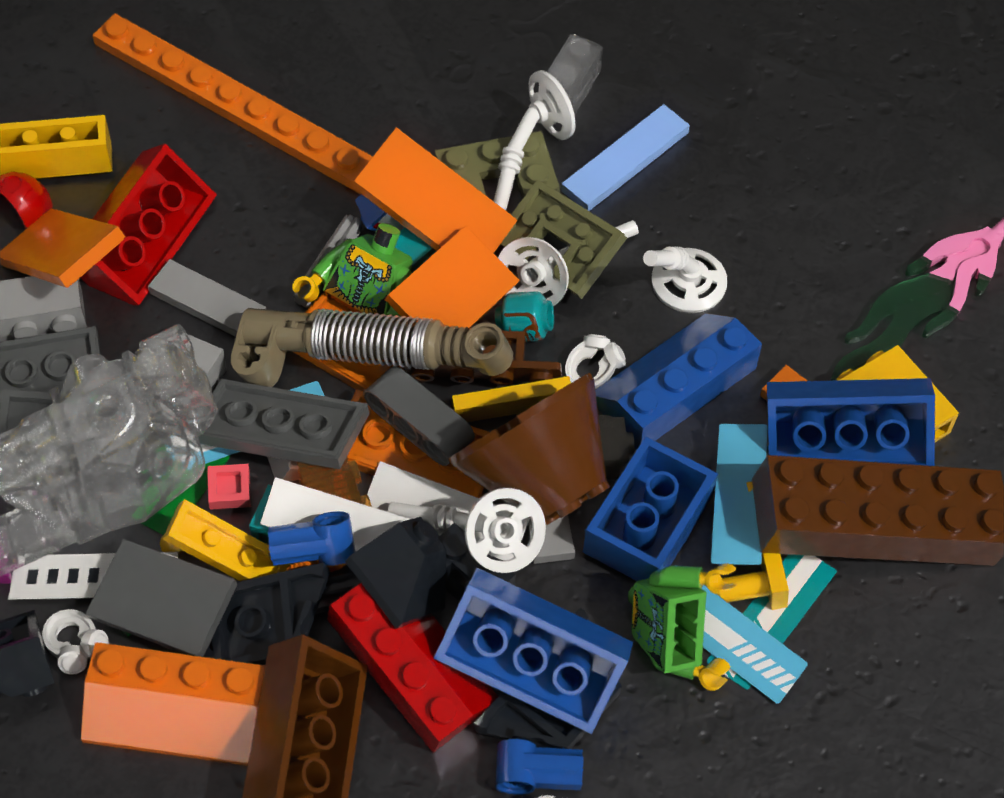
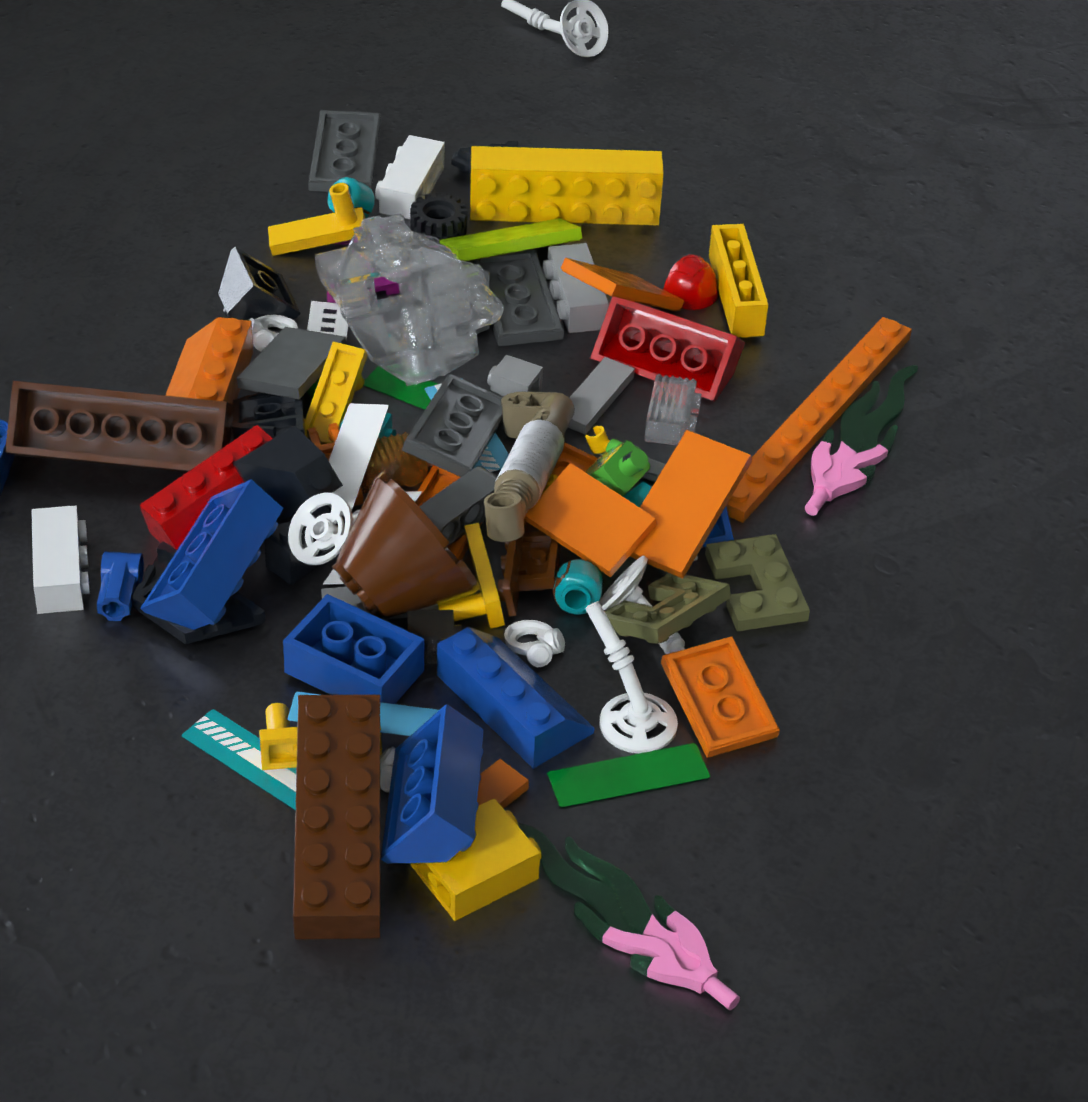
camera: 90 degrees right, 15 degrees down
(229, 486) = (403, 405): coral plate -> none
(247, 226) = (672, 410): none -> clear brick
(287, 77) = (858, 450): none -> piece
(323, 539) = (327, 427): blue piece -> none
(543, 109) = (821, 595): white dish -> none
(577, 68) = (877, 628): clear brick -> none
(625, 158) = (793, 680): light blue tile -> none
(664, 207) = (719, 696): none -> orange tile
(671, 620) = (231, 655): bright green torso -> none
(749, 649) = (232, 715): medium azure sticker -> none
(756, 291) = (628, 775): none -> green sticker

